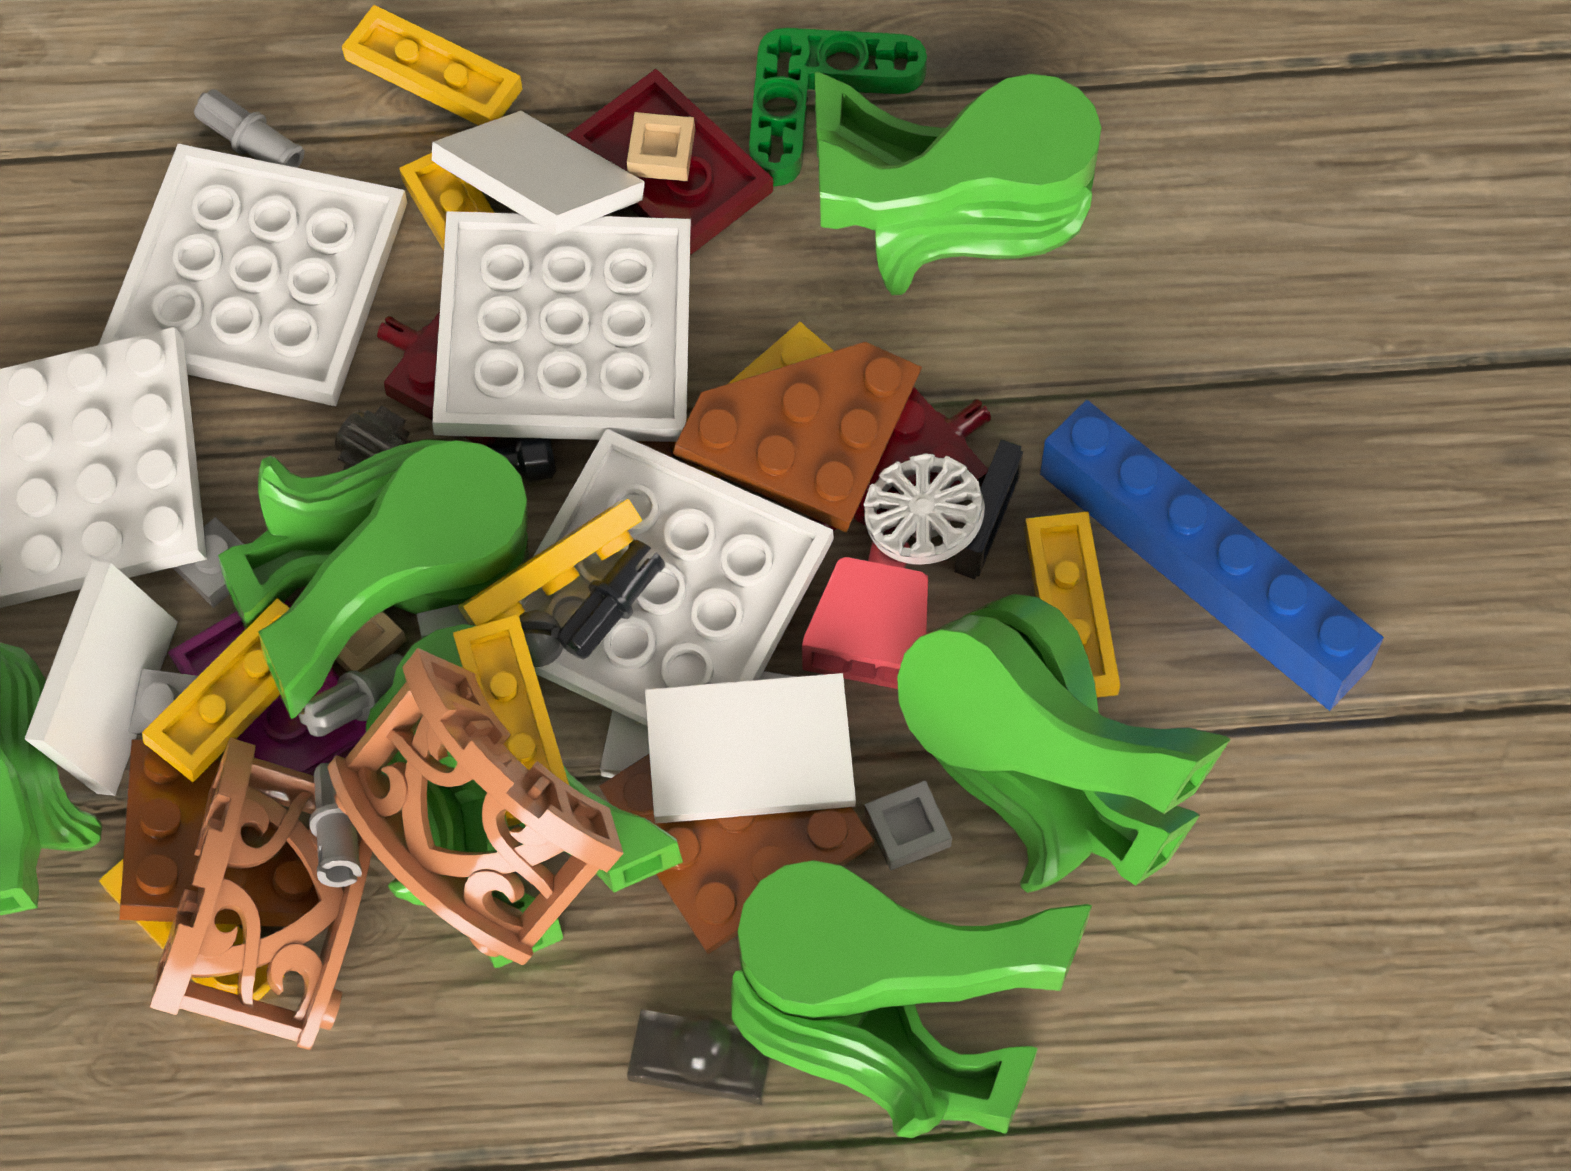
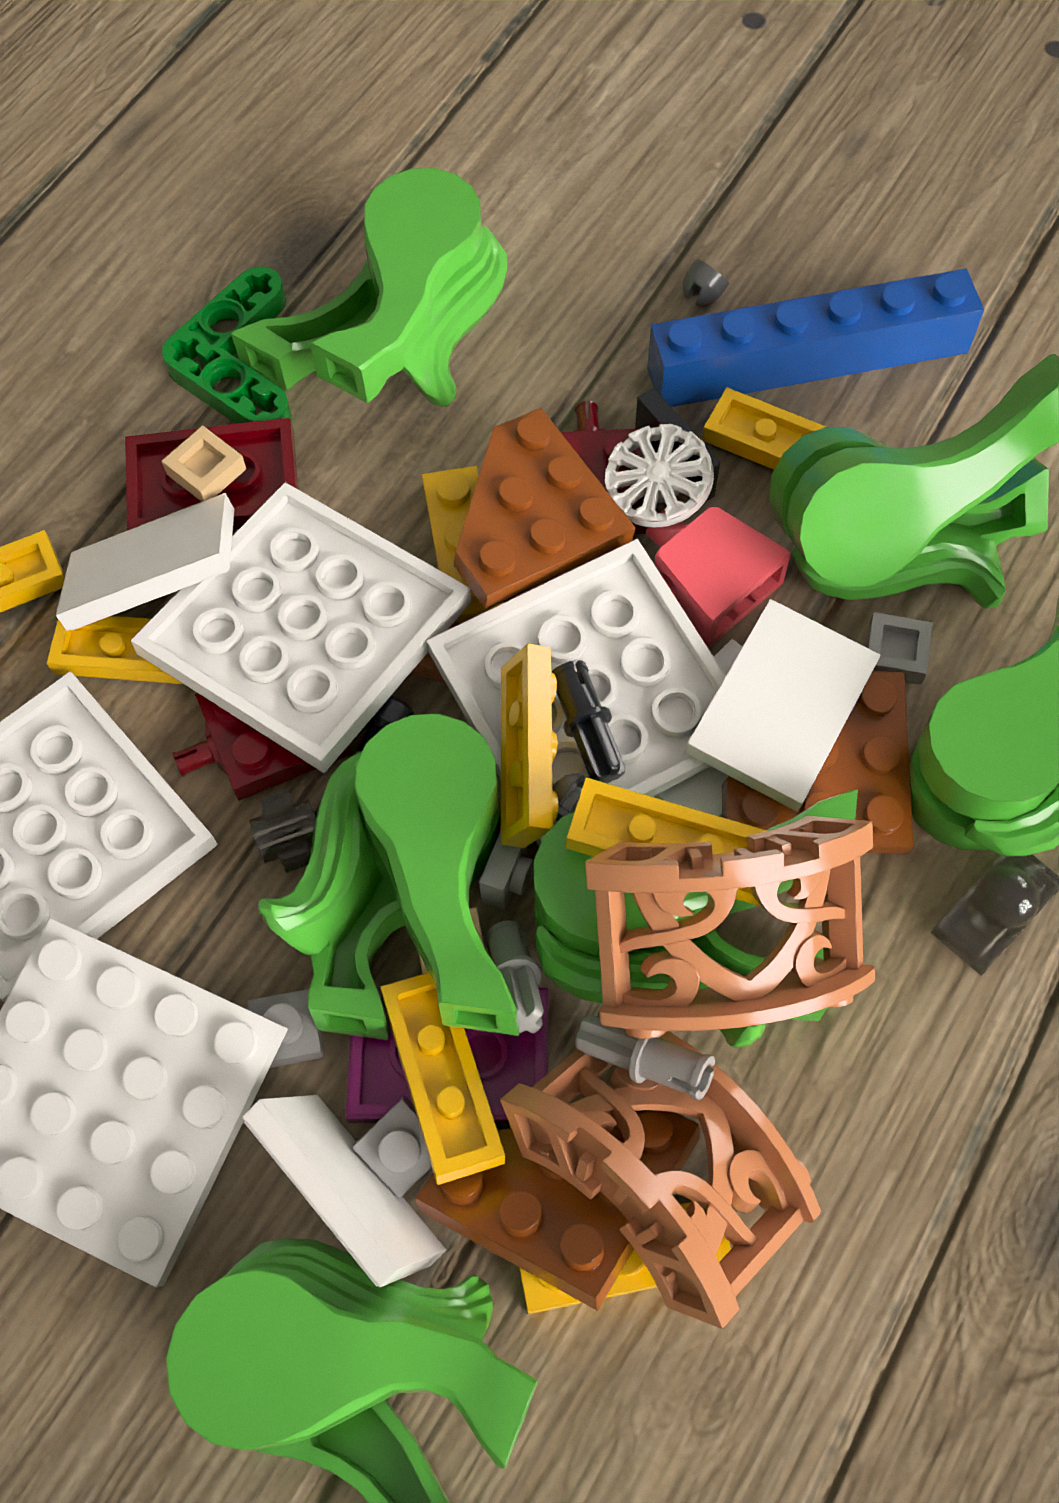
camera: 55 degrees left, 0 degrees up
(1211, 421) = (705, 280): none -> dark grey hinge

